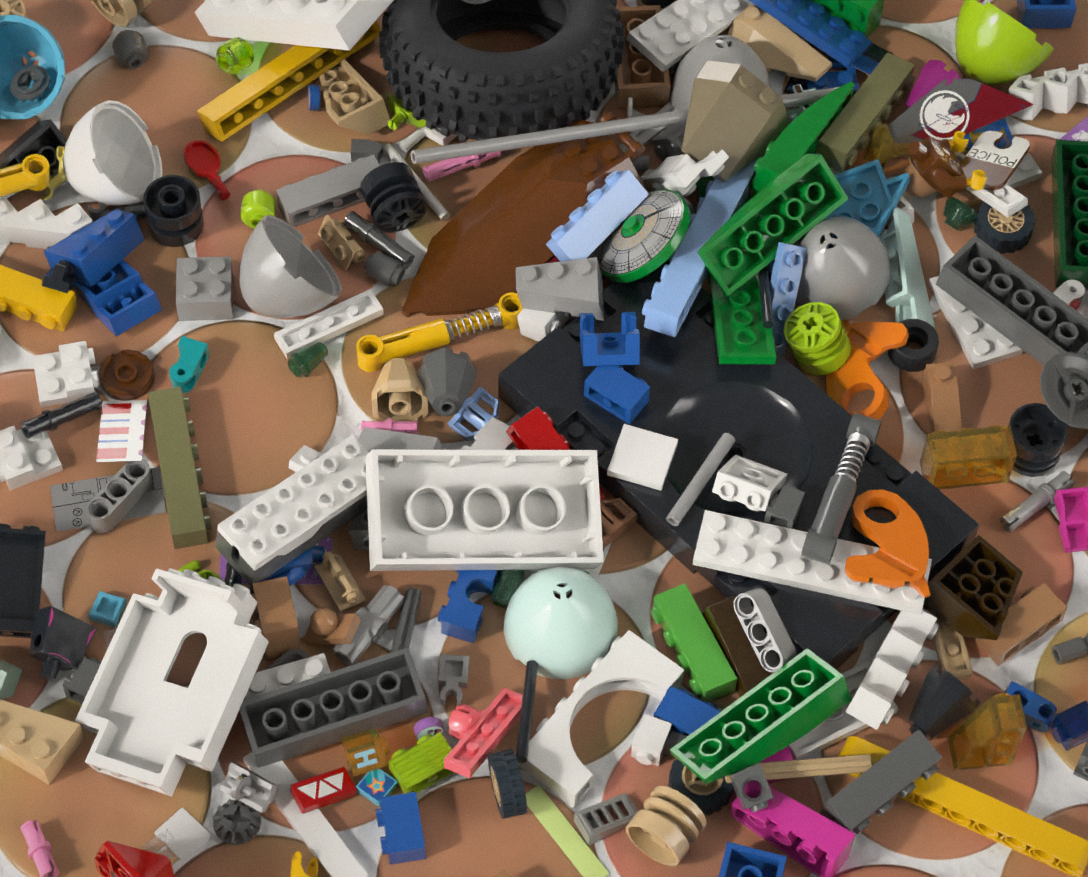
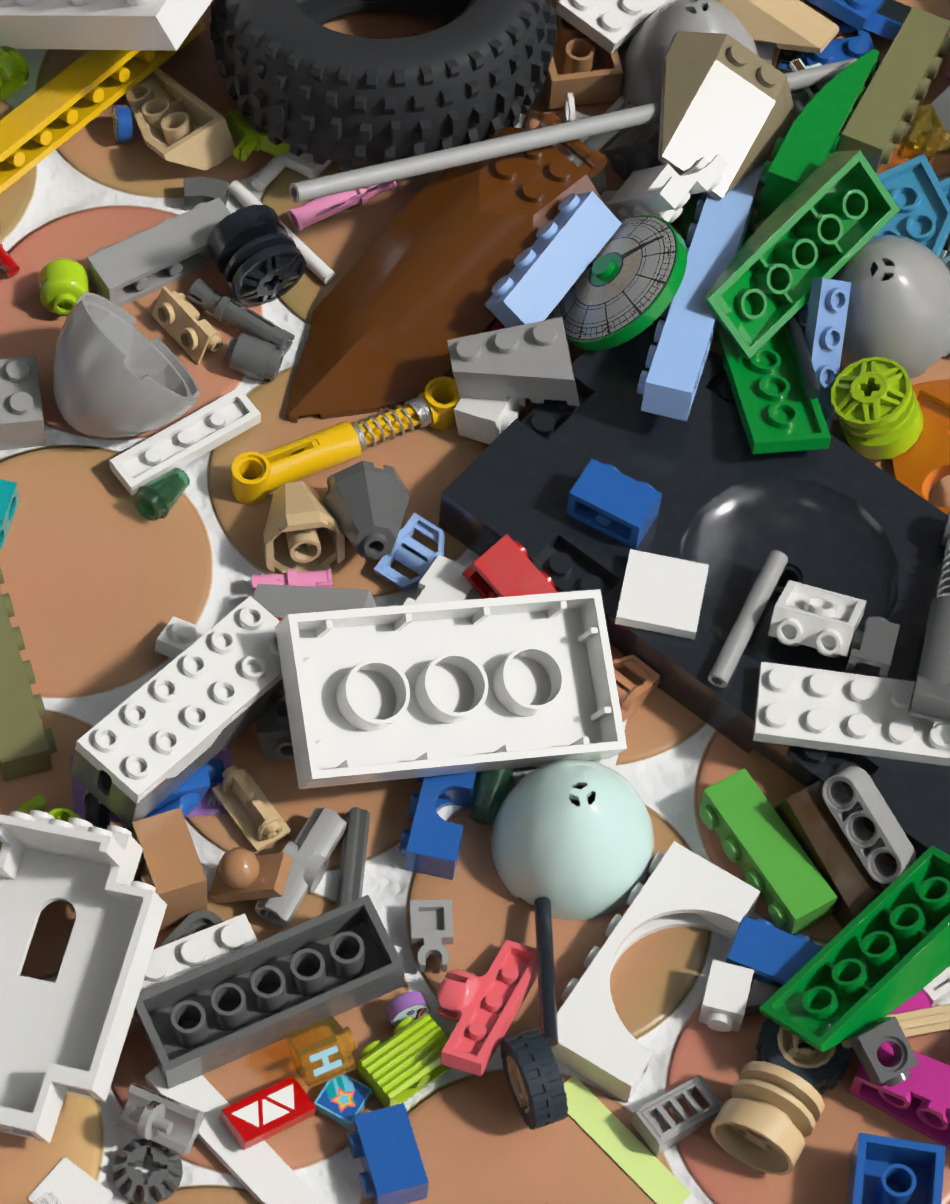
camera: 10 degrees left, 0 degrees up
(610, 348) = (597, 443): blue panel -> none

